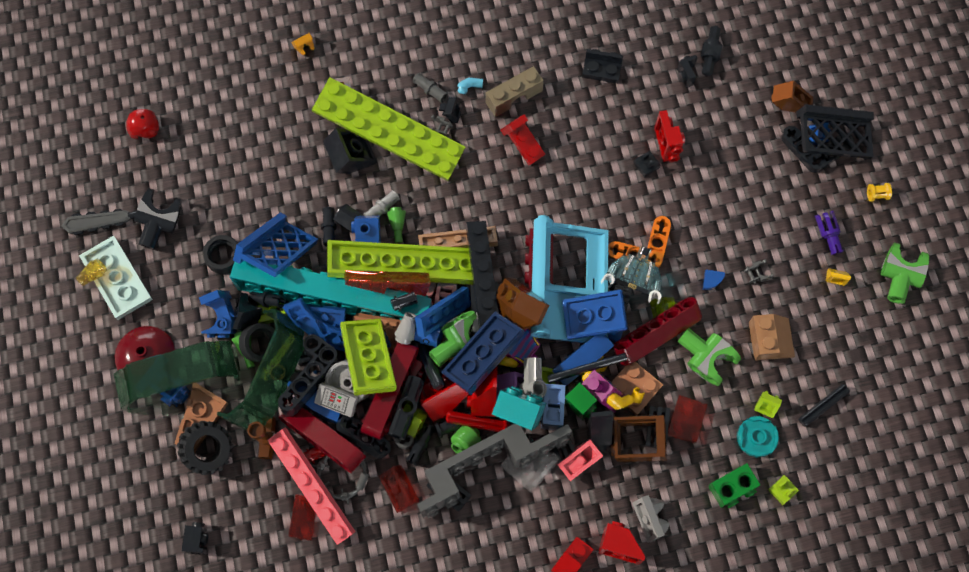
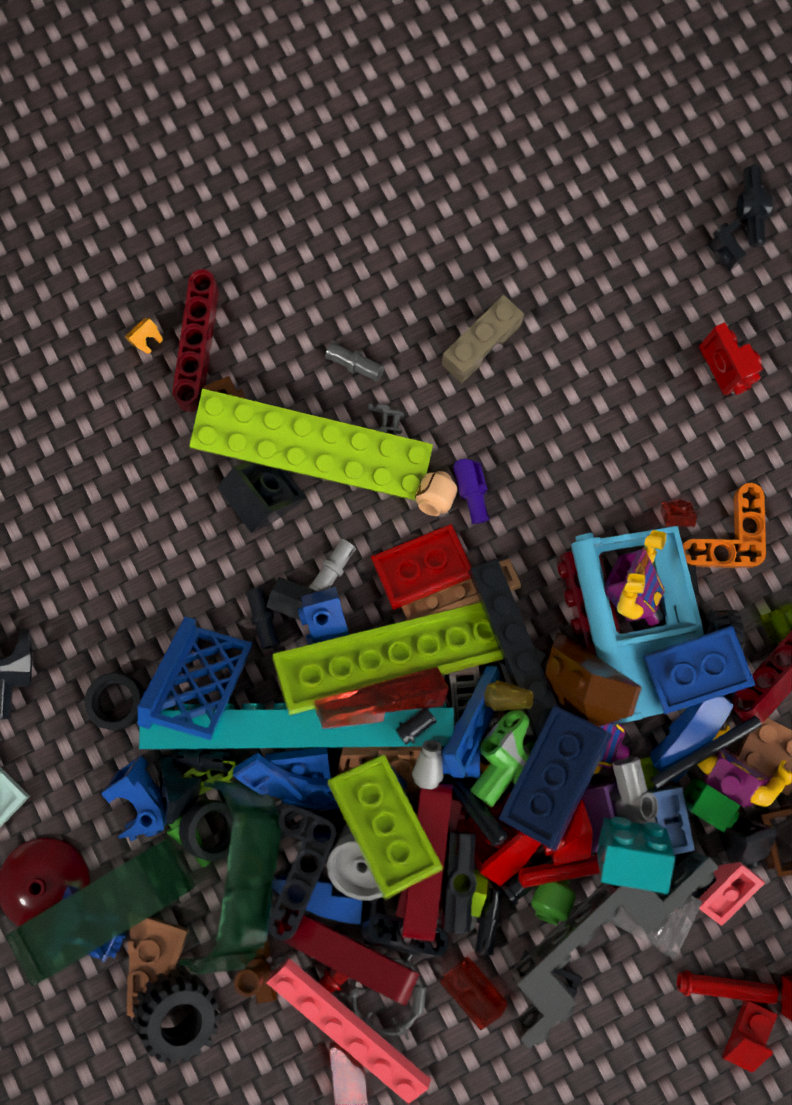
camera: 15 degrees left, 10 degrees up
(334, 45) = (192, 328): none -> dark red beam
(336, 399) = (351, 897): light grey tile -> none
(396, 218) = (361, 583): bright green cone -> none
(438, 218) = (422, 566): none -> red tile
(451, 110) = (396, 391): black tile -> none
(459, 176) = (436, 493): none -> light nougat head
(465, 301) = (505, 696): none -> clear yellow cone
(469, 82) = (409, 340): medium azure arm -> none
(483, 178) = (472, 488): none -> dark purple arm
(523, 139) = (514, 411): red bracket -> none
(565, 524) = (726, 988): none -> red axle
(570, 256) = (635, 583): none -> torso
(602, 66) = (600, 267): black bracket -> none
(612, 223) = (678, 513): none -> clear red plate
(636, 273) = (737, 585): clear light blue torso -> none
(647, 164) = (703, 405): black tile -> none

